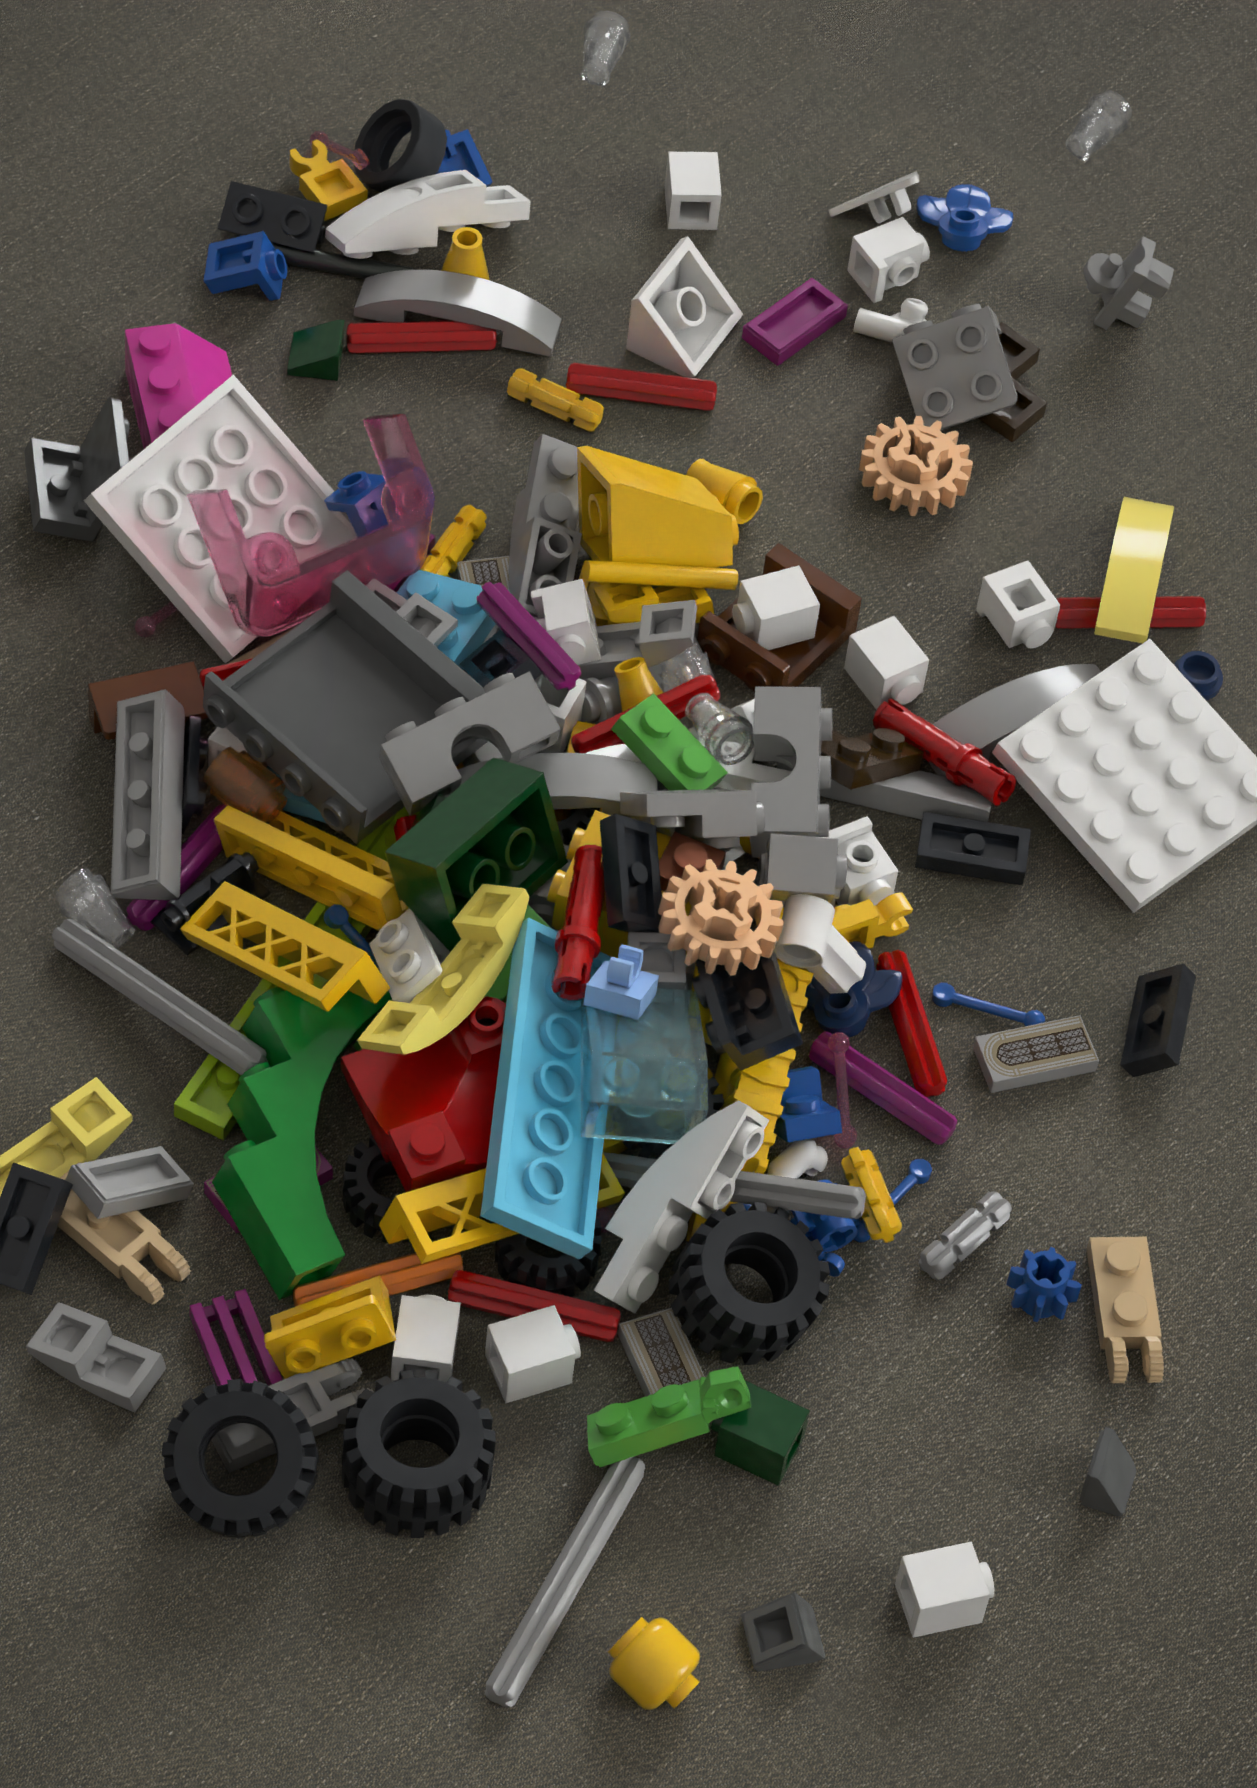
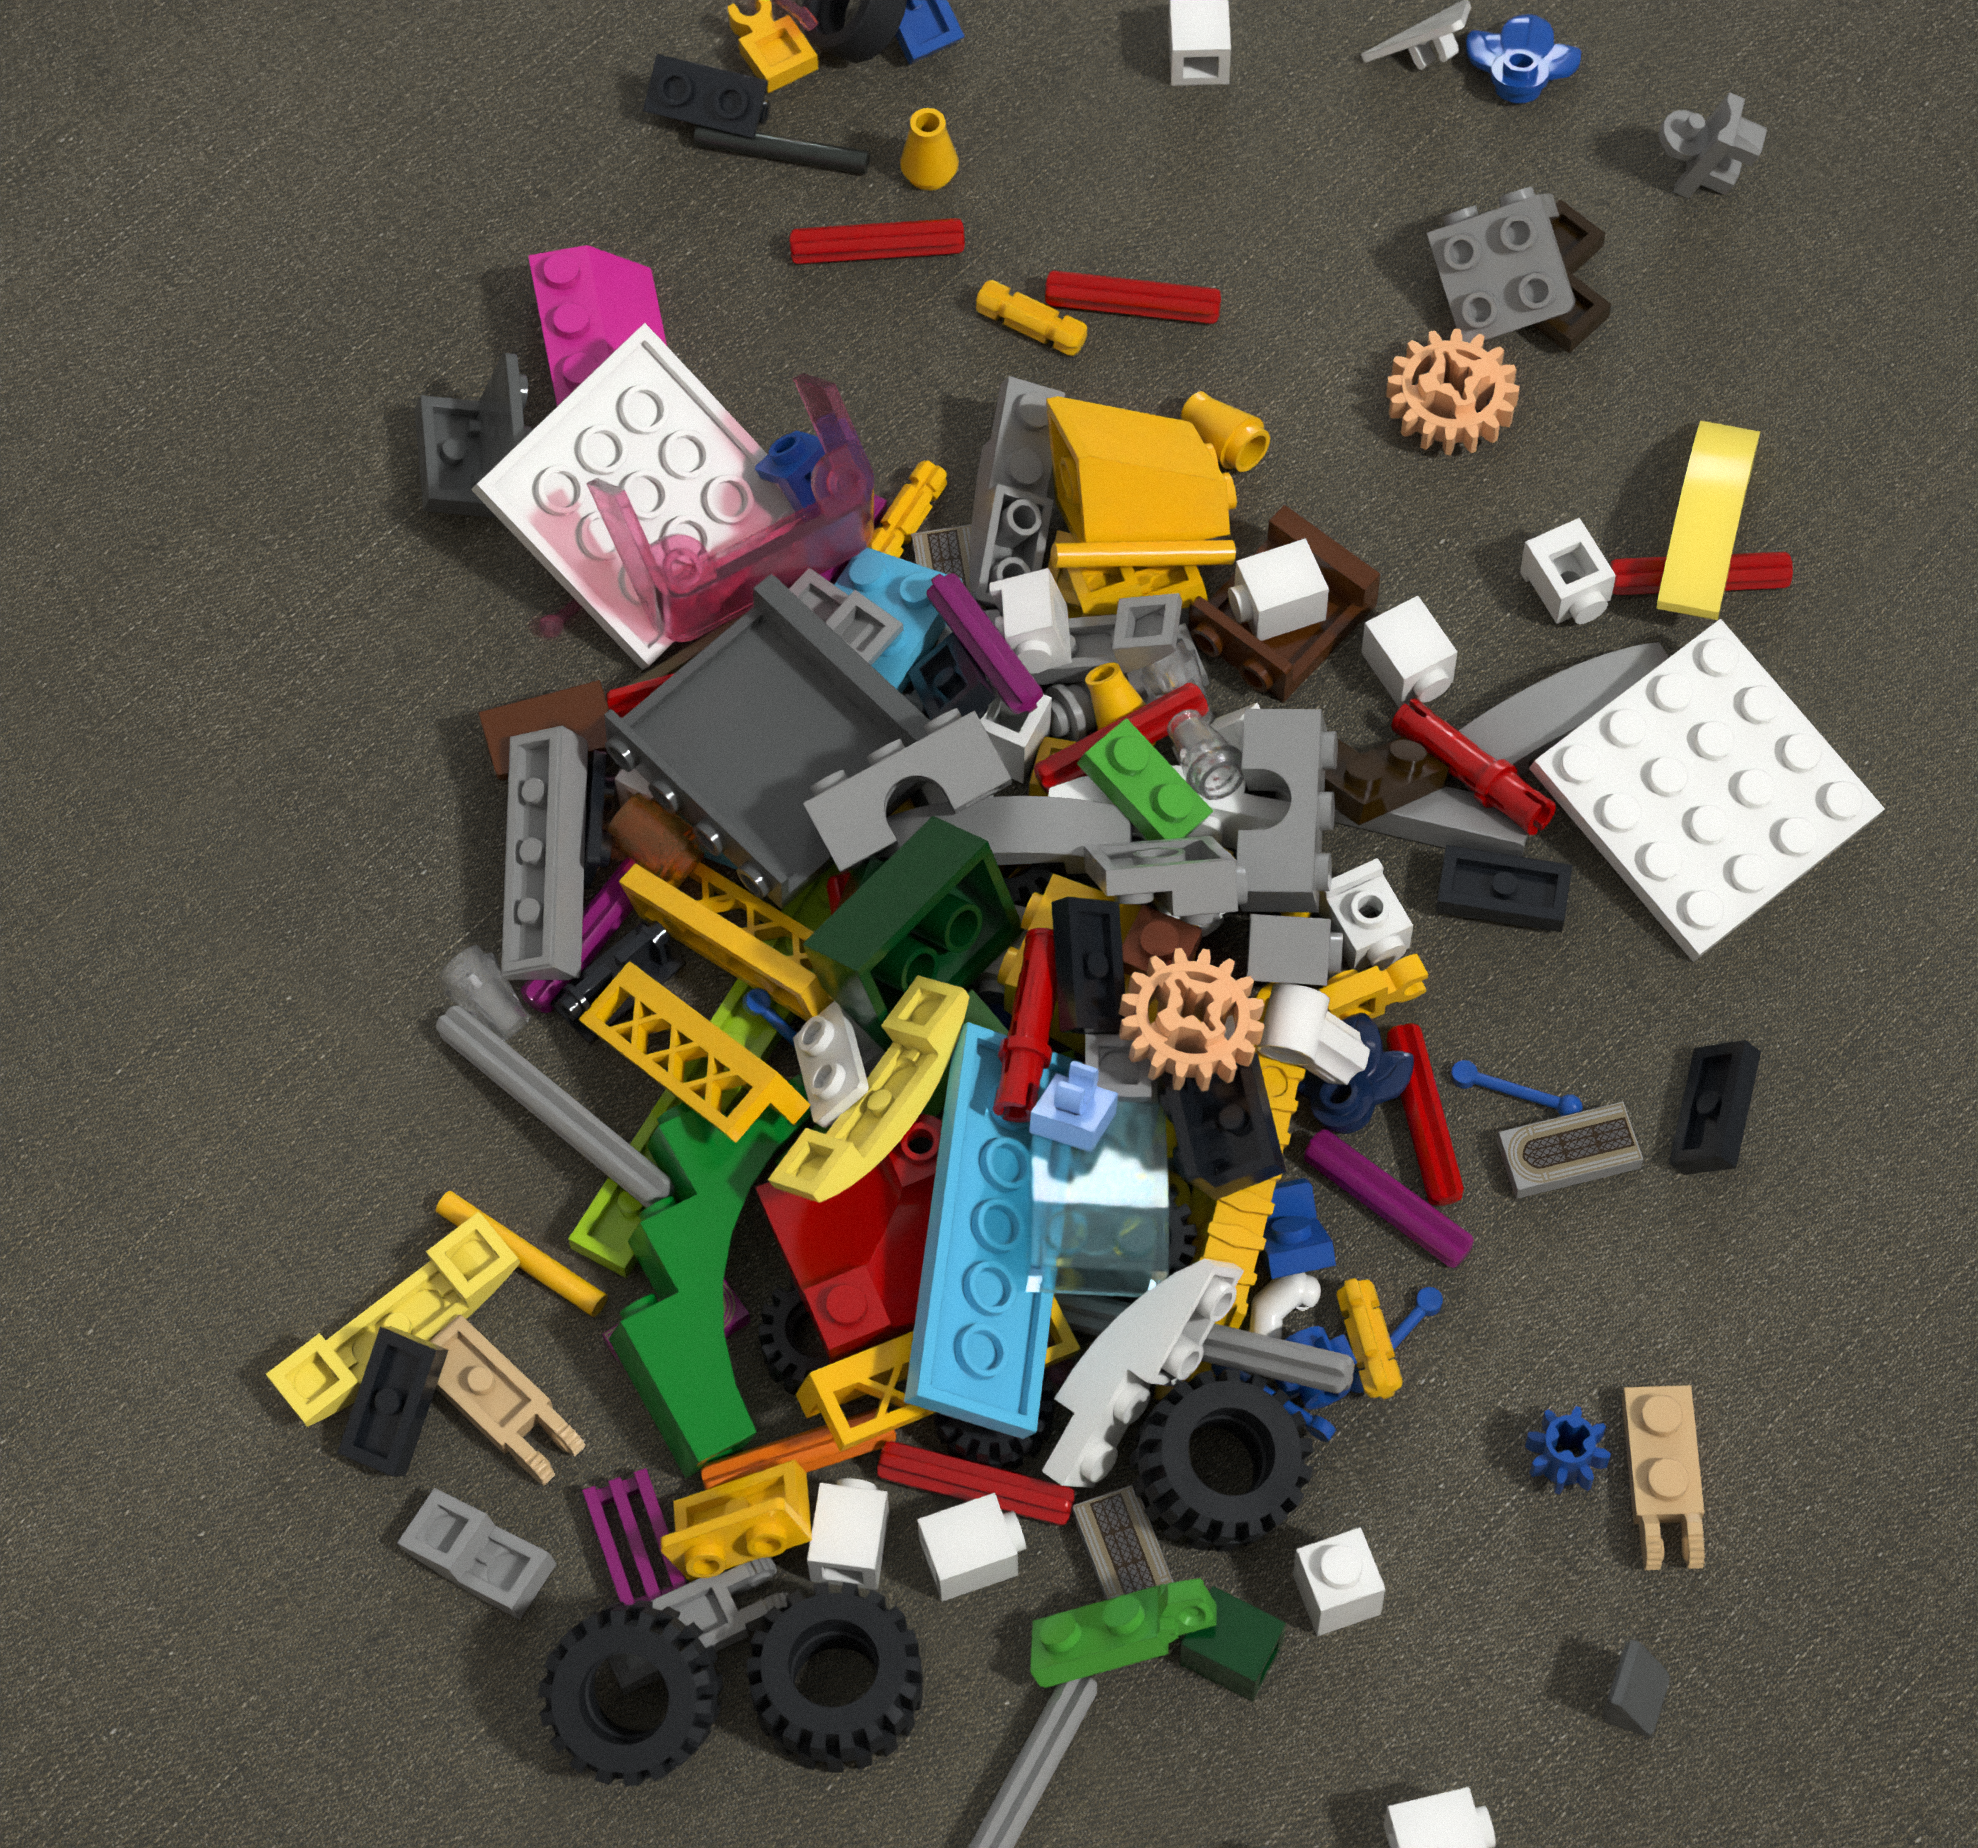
camera: 10 degrees right, 10 degrees up
(129, 1182) = (515, 1340): light grey tile -> none
(143, 1126) = (531, 1258): none -> yellow bar
(245, 262) = (673, 156): blue bracket -> none
(317, 351) = (756, 264): dark green slope -> none
(413, 212) = (865, 85): white slope -> none
(464, 299) = (927, 195): light grey slope -> none
(681, 313) = (1181, 201): white slope -> none
(794, 321) = (1316, 203): magenta tile -> none
(839, 1044) = (1336, 1149): clear pink hinge -> none
(852, 1384) = (1338, 1581): none -> white brick
(886, 257) = (1427, 118): white brick -> none
(890, 327) = (1431, 207): white arm -> none
(965, 1235) = (1478, 1385): light grey axle -> none
(1202, 672) = (1781, 654): dark blue plate -> none

